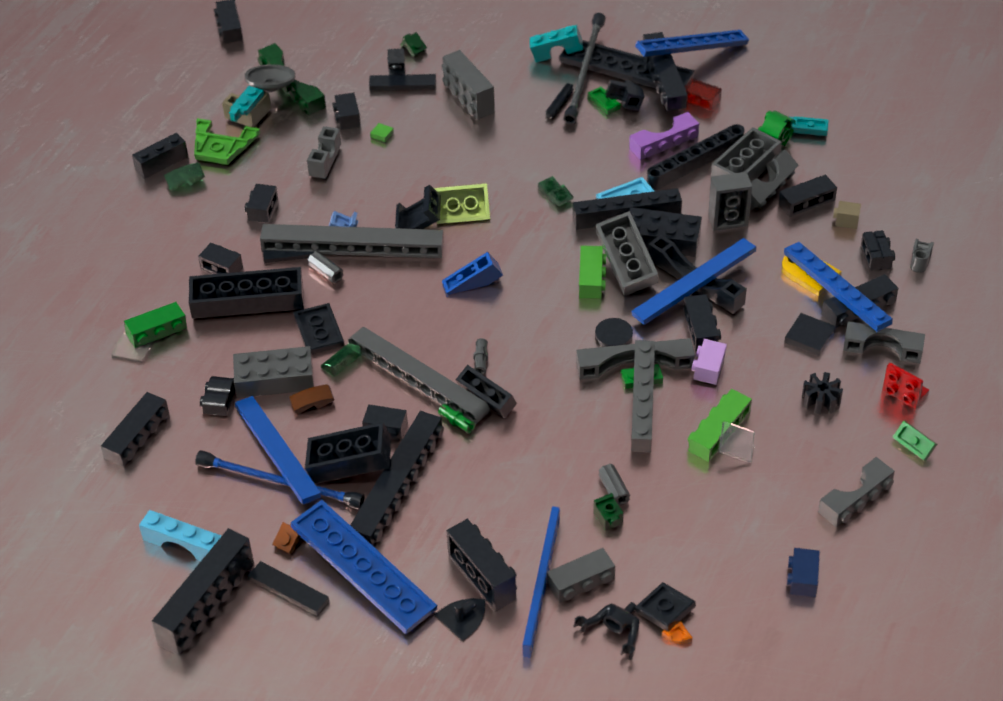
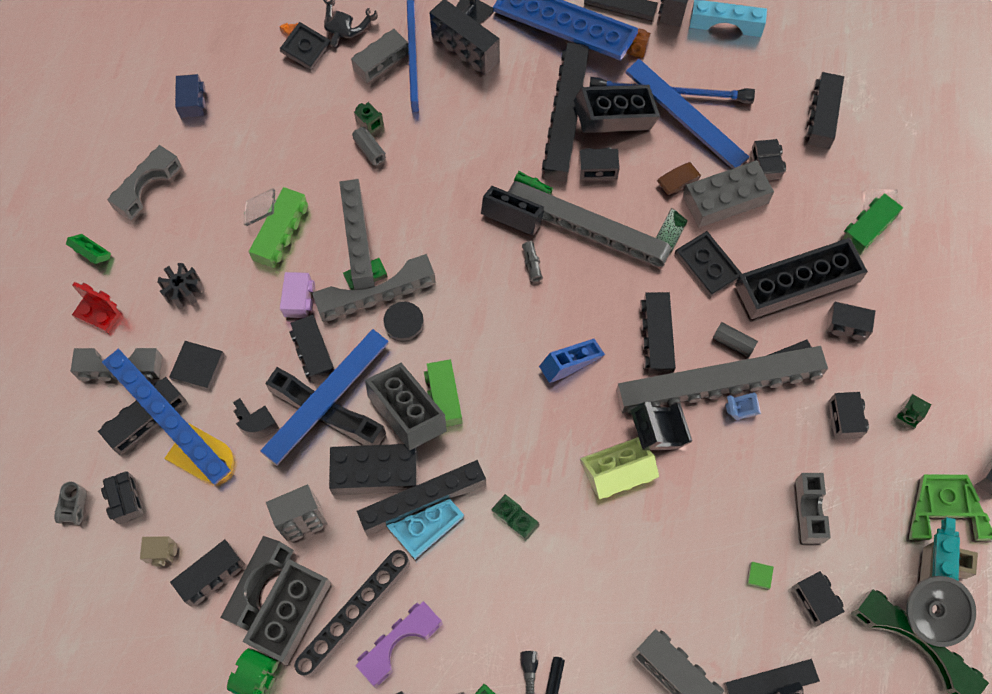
camera: 165 degrees right, 20 degrees up
(187, 174) = (959, 439): clear green slope -> none
(208, 196) = (913, 411): none -> dark green brick
(390, 281) = (658, 333): none -> black brick
(760, 278) = (254, 425): none -> black brick

